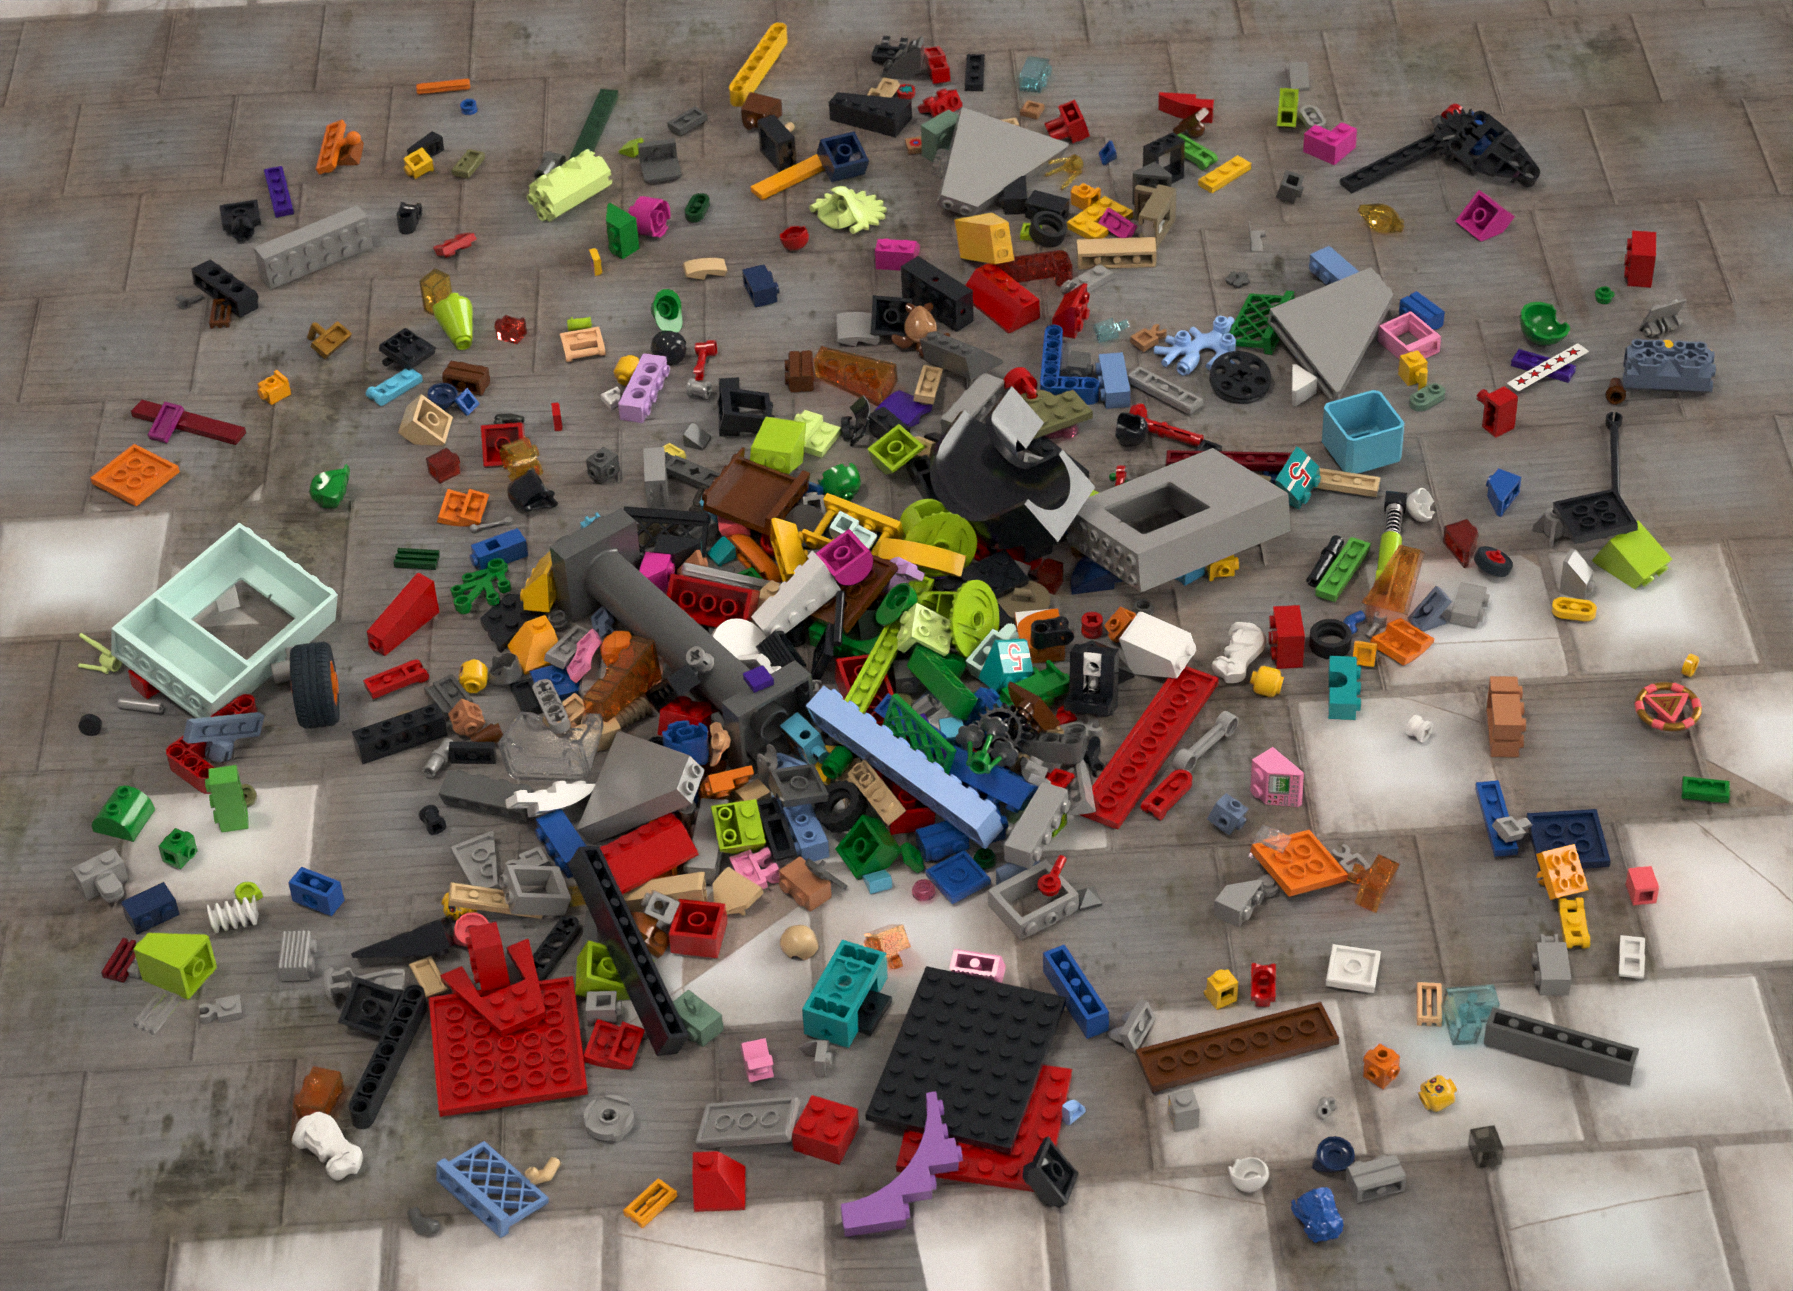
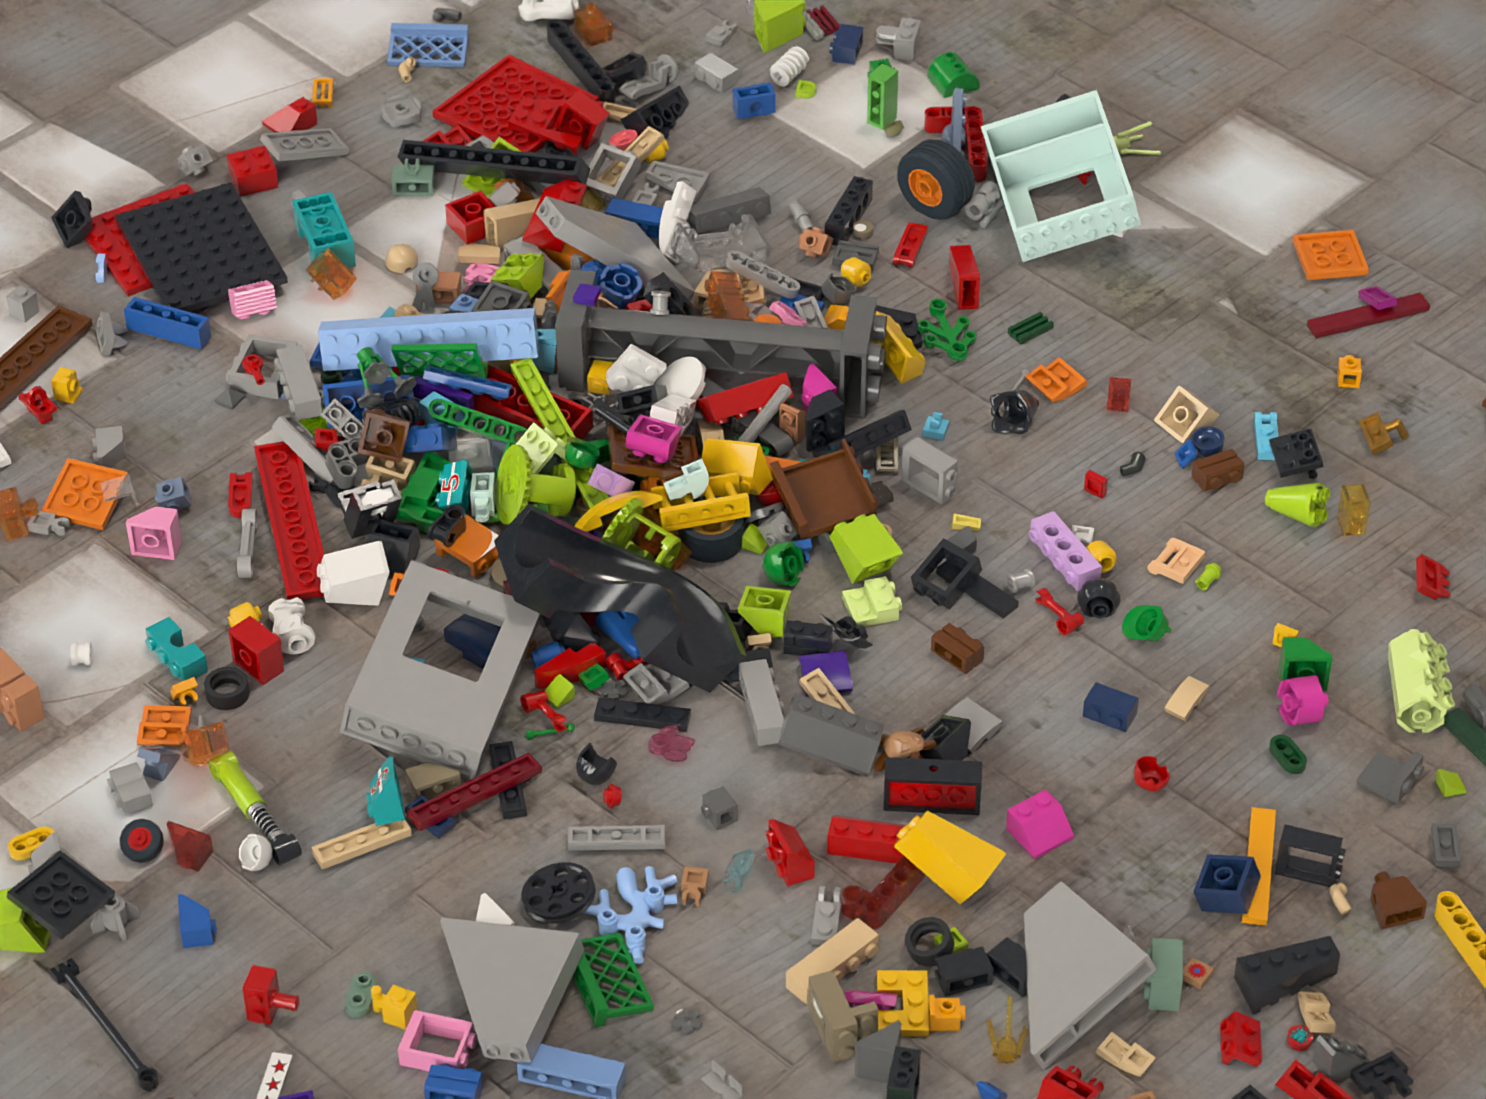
camera: 135 degrees right, 0 degrees up
(330, 487) = (1167, 321): green helmet -> none
(434, 822) = (746, 182): black bush -> none
(472, 752) = (783, 230): black plate -> none
(490, 733) = (787, 249): reddish brown cone -> none
(496, 435) = (1103, 438): red slope -> none
(507, 546) = (974, 362): blue brick -> none
(510, 329) = (1254, 534): clear red brick -> none
(519, 457) = (1057, 421): clear yellow brick -> none
(602, 465) = (994, 464): dark grey brick -> none
(689, 471) = (928, 508): dark grey piece -> none
(757, 1060) = (338, 179): bright pink brick -> none
(848, 208) = (1151, 848): yellowish green piece -> none
(856, 374) = (901, 668): clear orange wedge -> none
(866, 1169) = (194, 159): none -> light grey brick
(872, 1011) = (301, 250): black plate -> none
(885, 1208) = (160, 164): medium lavender arch -> none
(1050, 378) = (721, 771): blue beam -> none
(1055, 411) = (694, 732): olive plate -> none
(1113, 380) = (665, 808): medium blue brick -> none
(1181, 435) = (562, 798): red pin -> none
(1328, 556) = (299, 763): black pin -> none
(1342, 569) = (274, 758): bright green plate -> none
(1354, 619) = (224, 713): blue arm -> none
(1362, 432) = (366, 870): medium azure plate -> none

